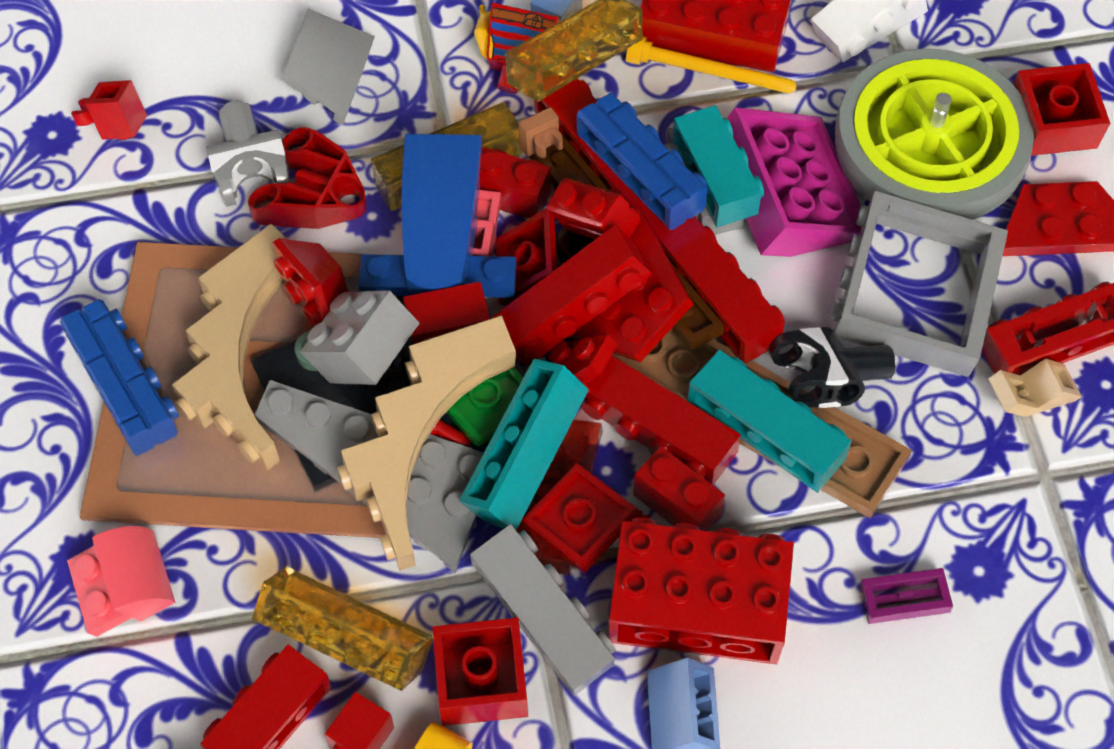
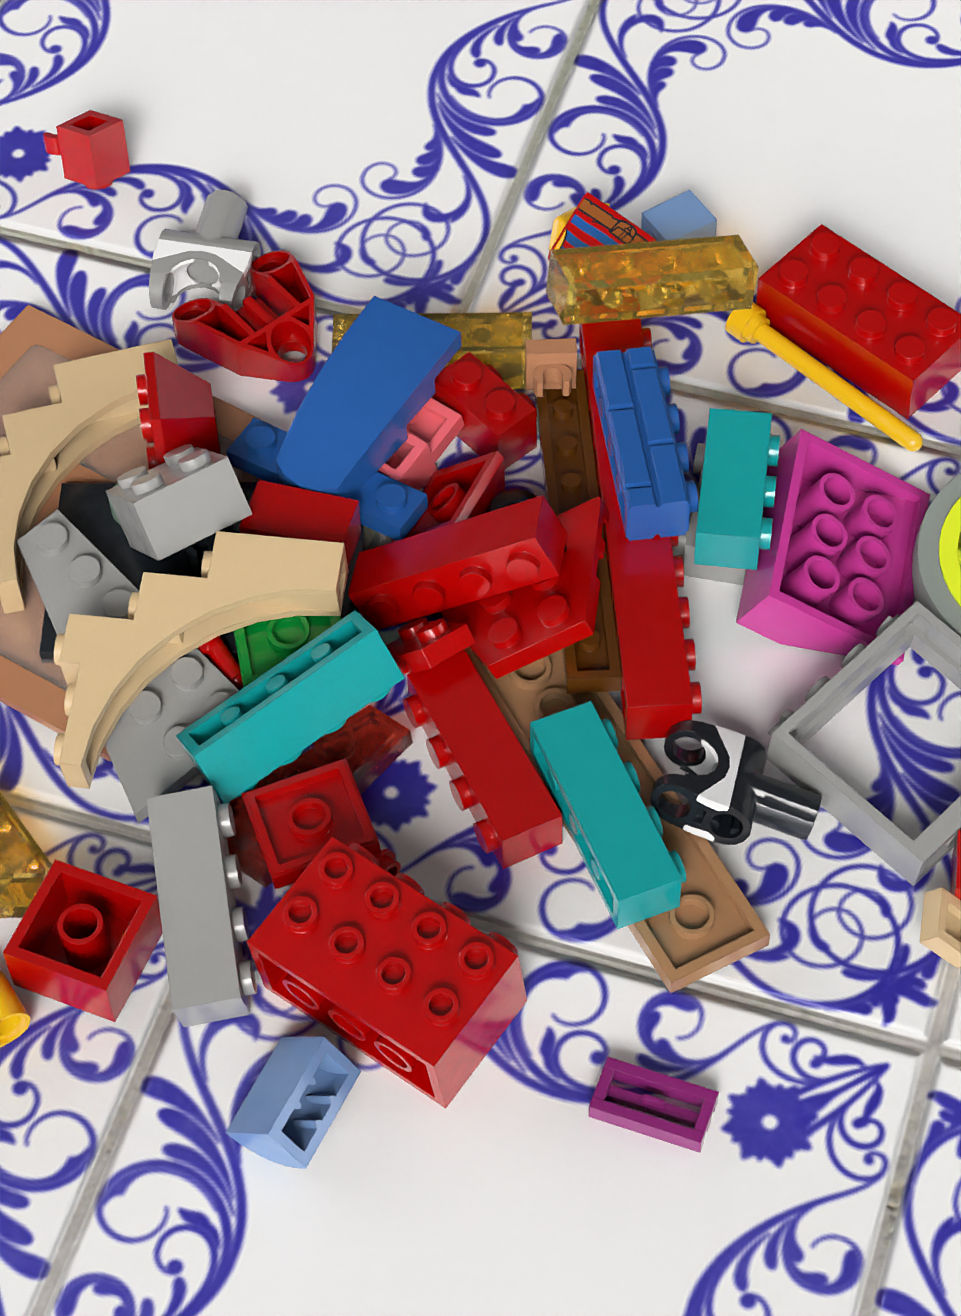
camera: 30 degrees right, 5 degrees down
(327, 62) = (365, 190): light grey slope -> none
(591, 209) = (539, 469): red brick -> none
(677, 491) = (448, 850): red brick -> none

